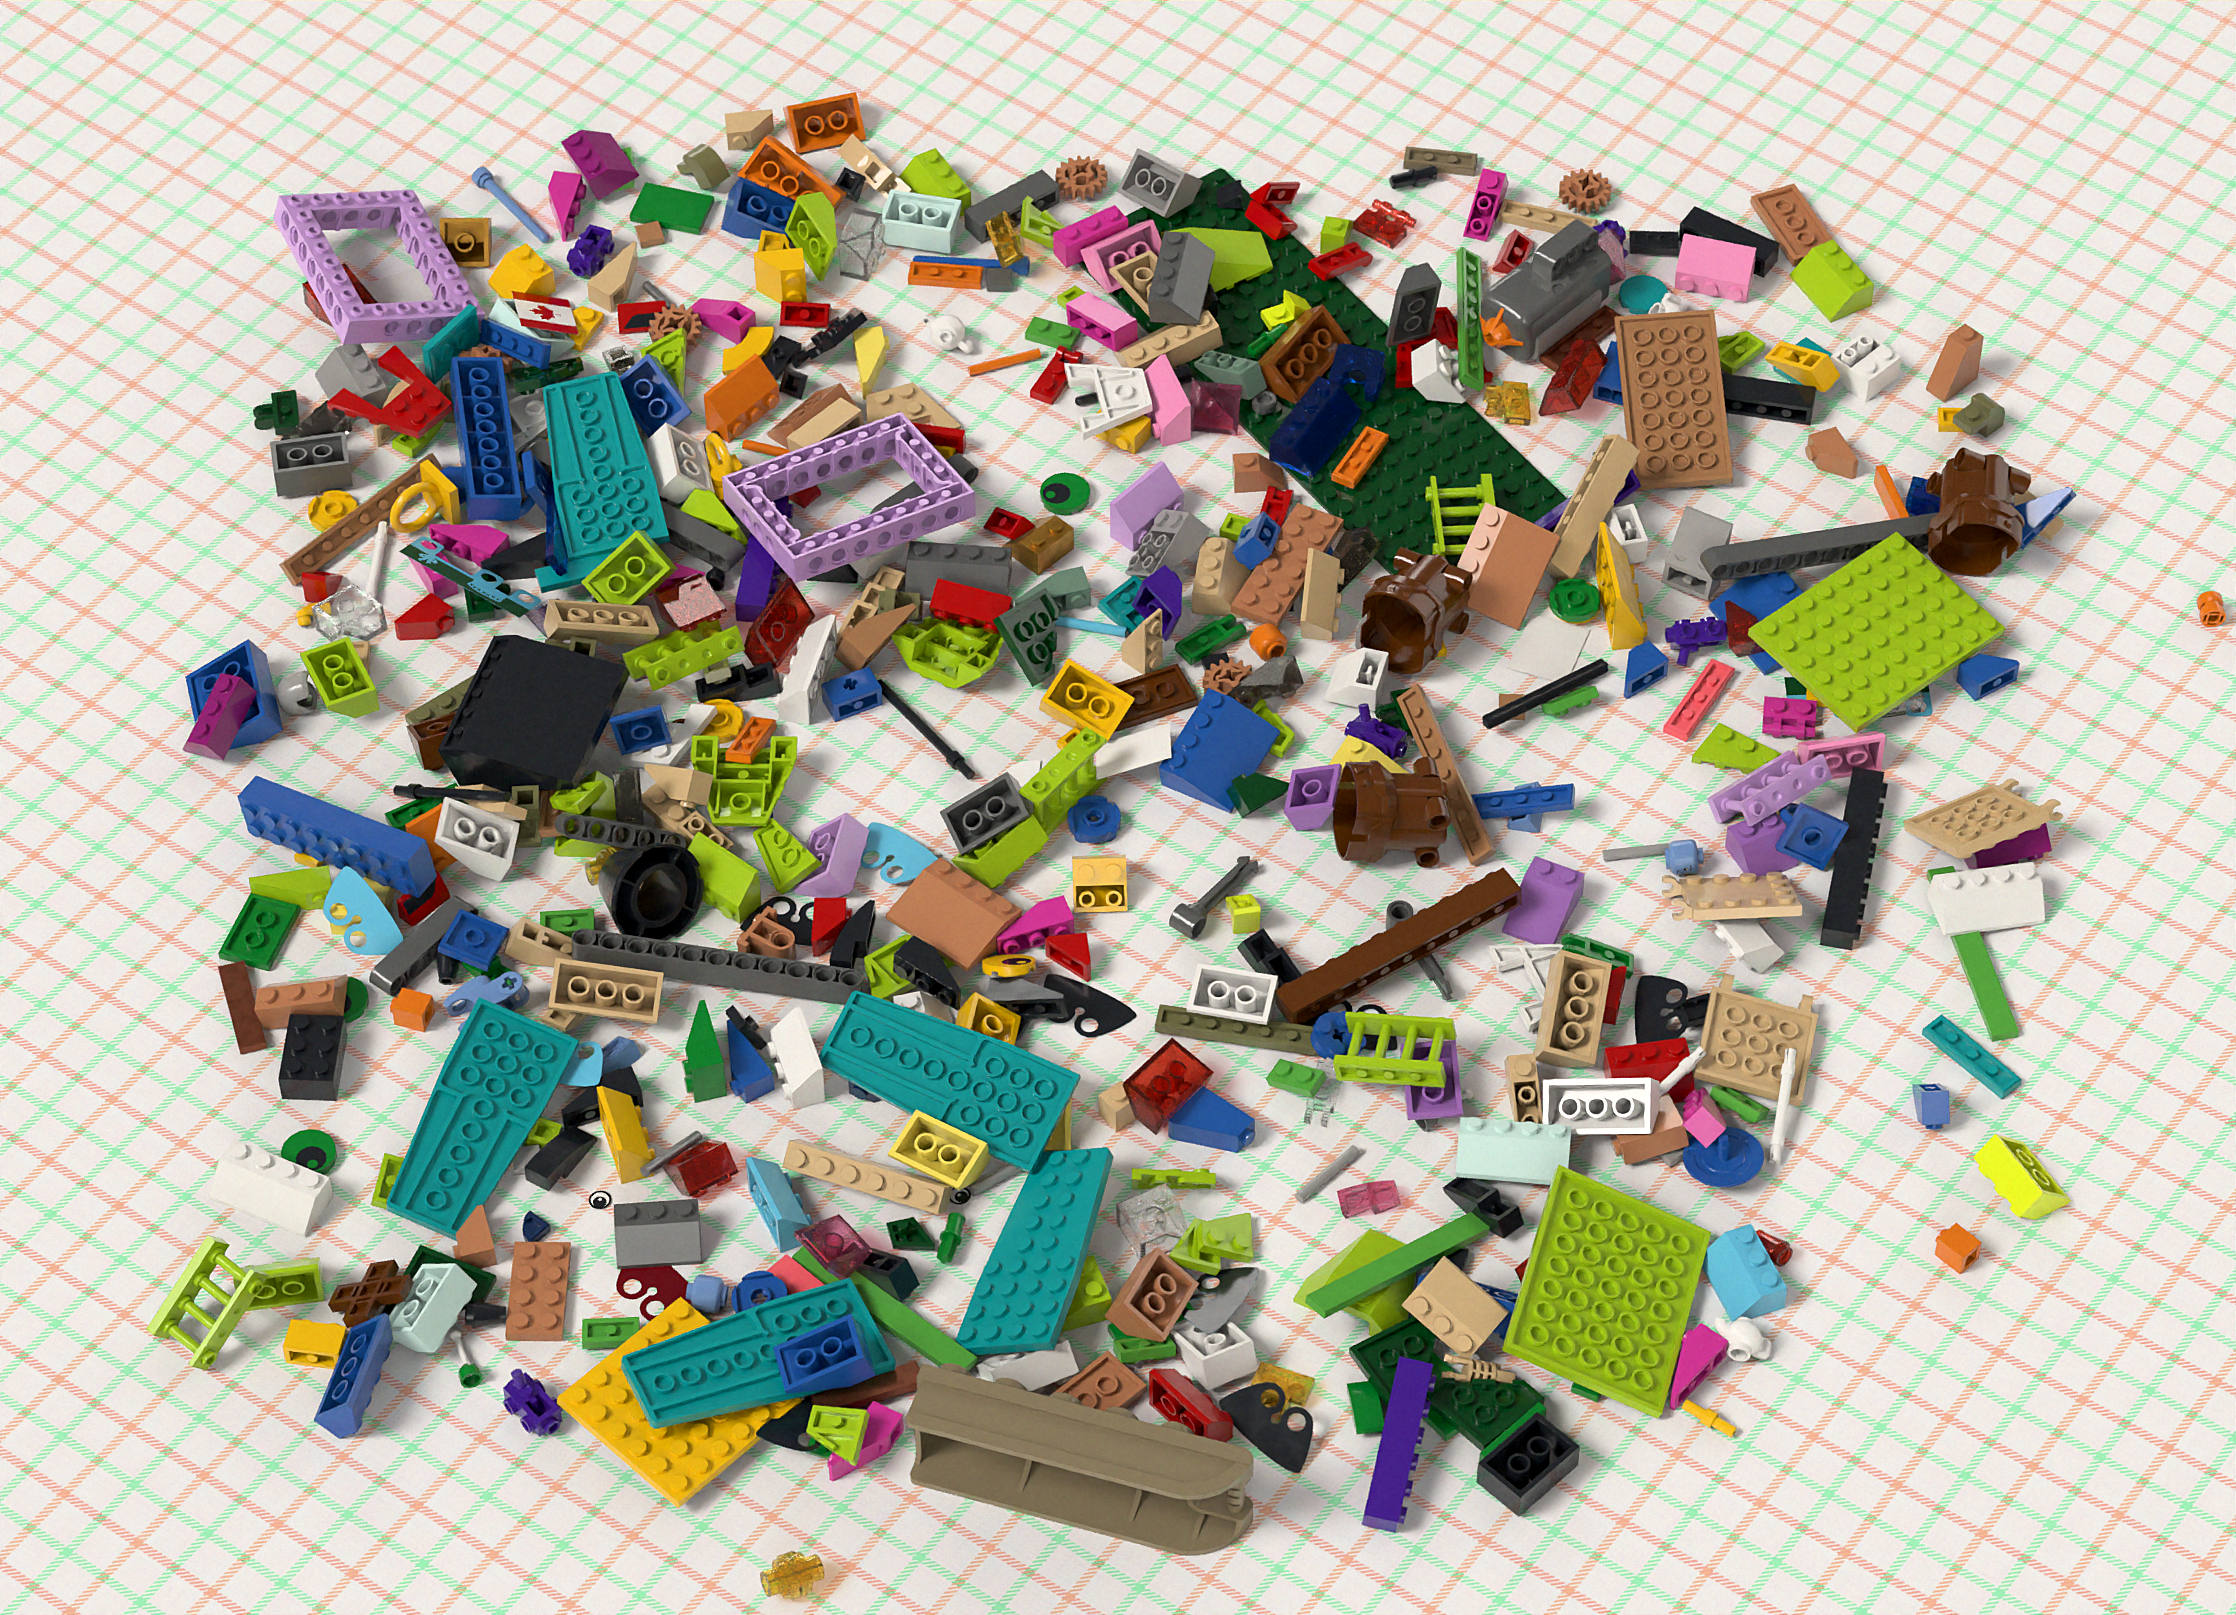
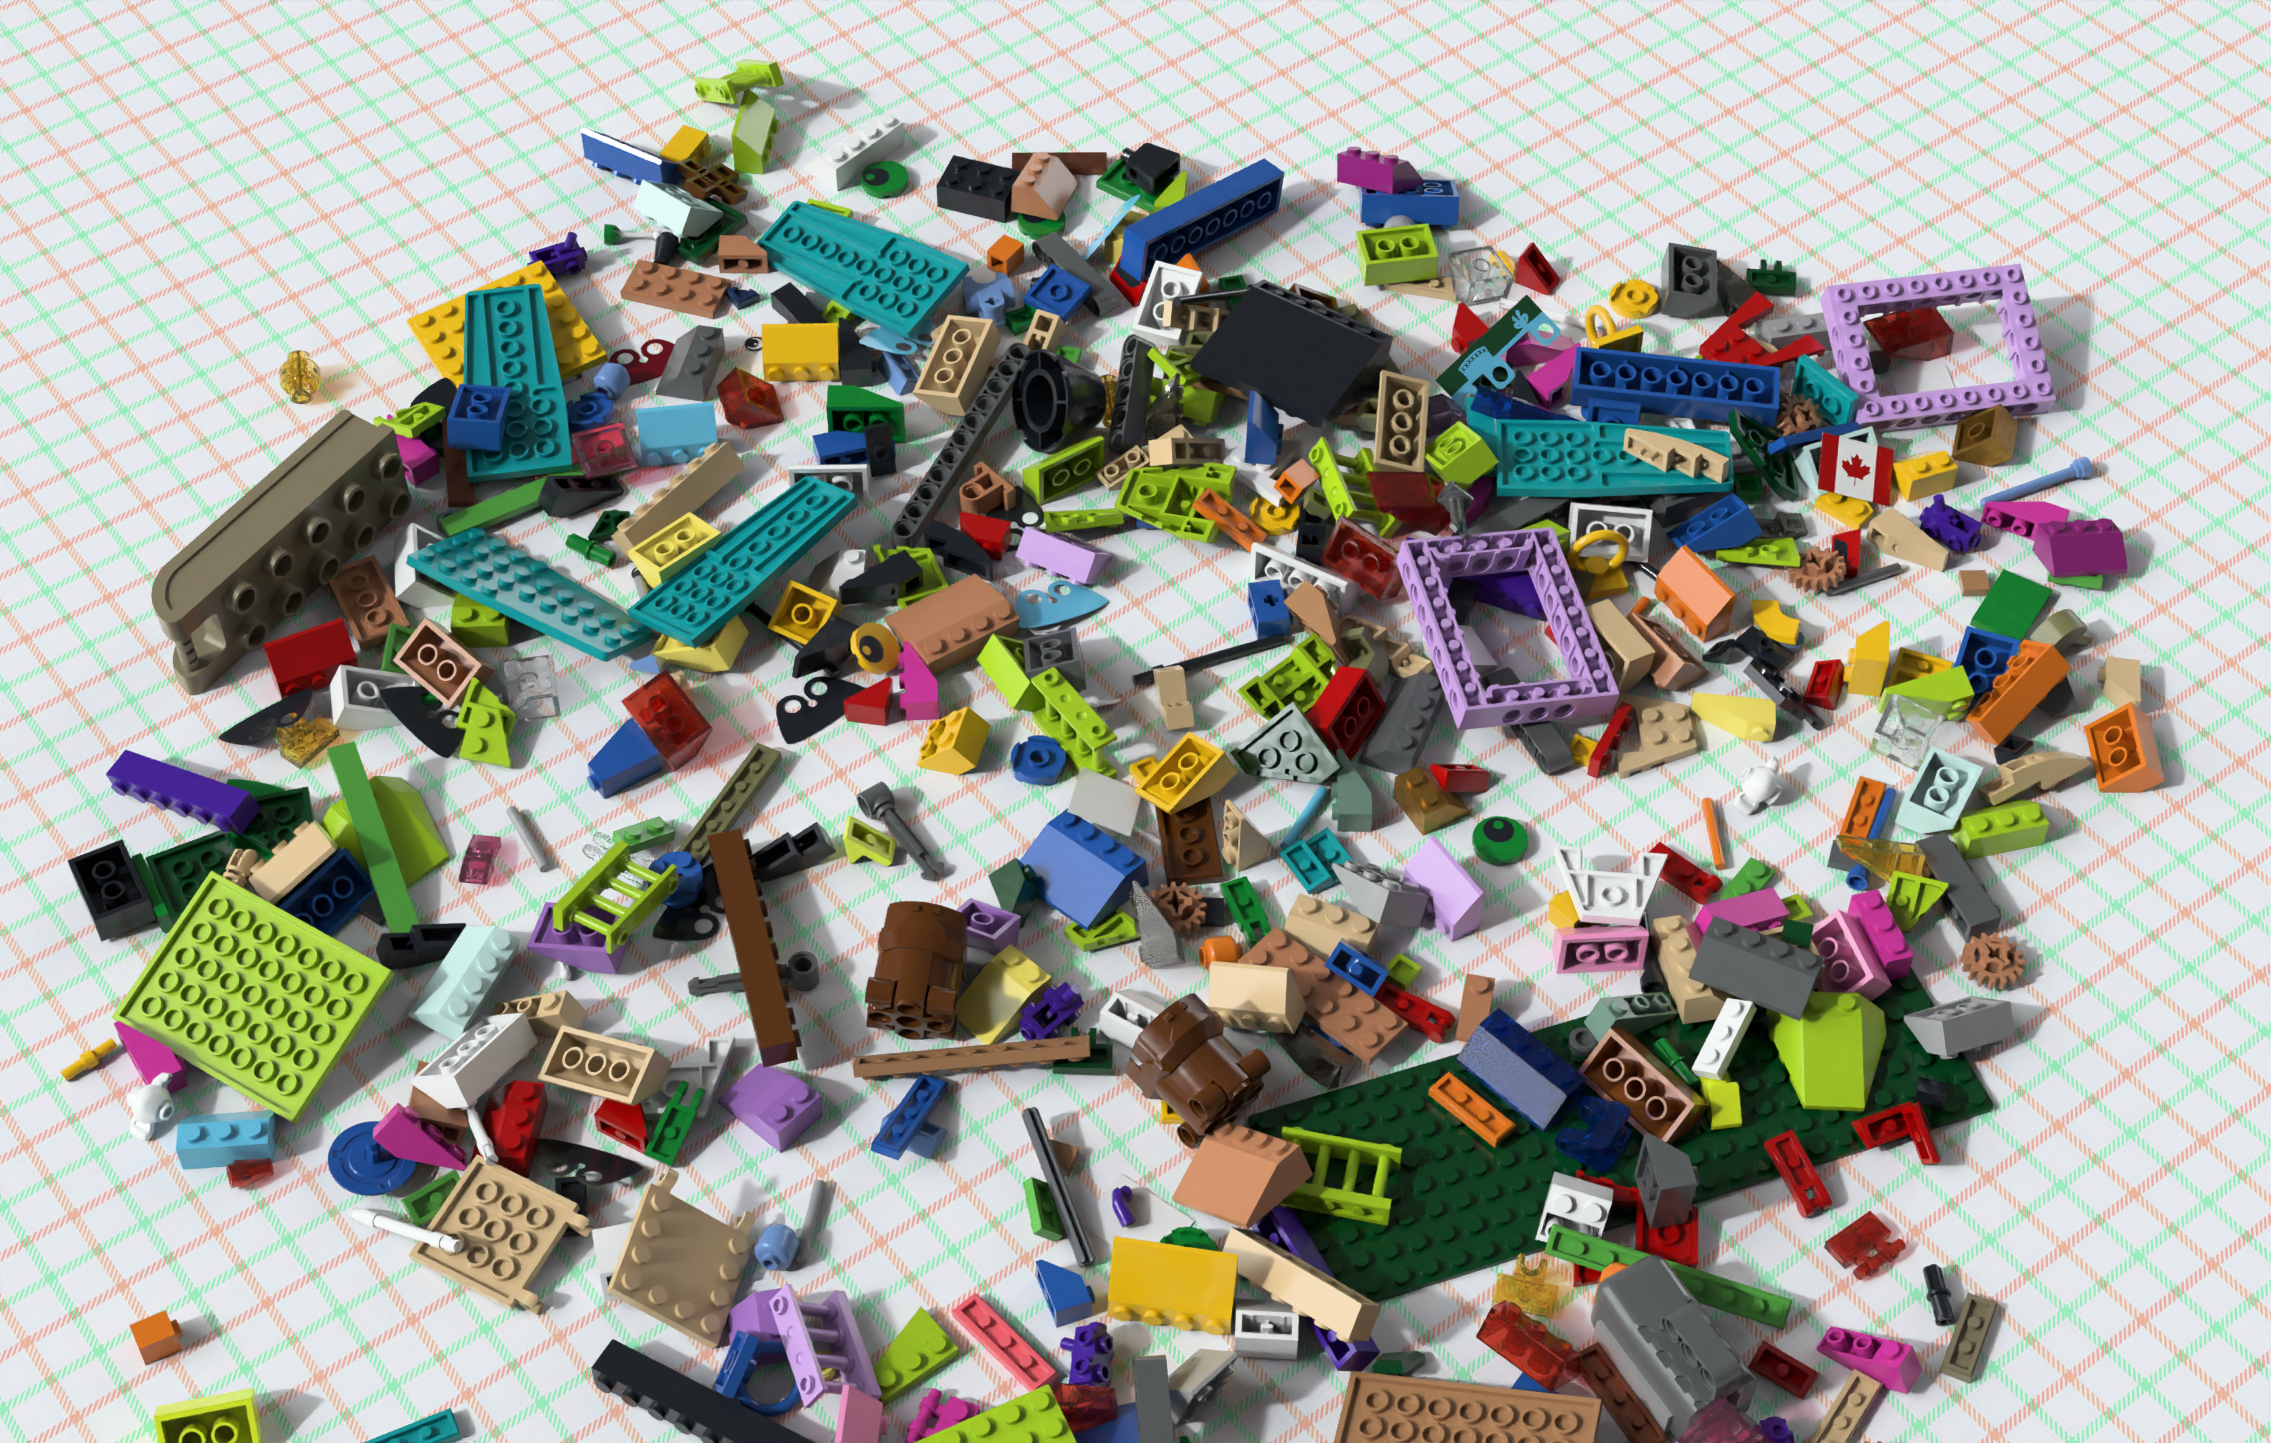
camera: 105 degrees right, 0 degrees up
(248, 911) = (1151, 166): none -> black torso
(352, 525) = (1594, 292): medium nougat plate -> none
(598, 408) = (1670, 452): none -> tan slope
(608, 1331) = (607, 319): bright green plate -> none
(671, 1153) = (770, 384): flat silver bar -> none
(693, 691) = (1296, 480): none -> orange brick
(704, 556) = (1456, 501): none -> dark grey piece
(725, 318) = (1824, 608): dark pink slope -> none
(980, 743) = (1173, 697): none -> tan brick
(1099, 1125) = (651, 665): none -> medium blue slope
(1123, 269) = (1797, 933): none -> dark green sticker
(1161, 591) = (1291, 862): dark purple slope -> none
(1175, 1178) = (570, 709): lime wing -> none
(1215, 407) = (1586, 986): clear pink slope -> none
(1233, 994) = (758, 802): white slope -> none
(1241, 305) = (1724, 1039): none -> white plate
(1335, 233) = (1854, 1186): lime slope -> none
(1541, 654) = (1119, 1203): none -> dark purple arm
(1931, 1105) = (347, 1376): slope -> none

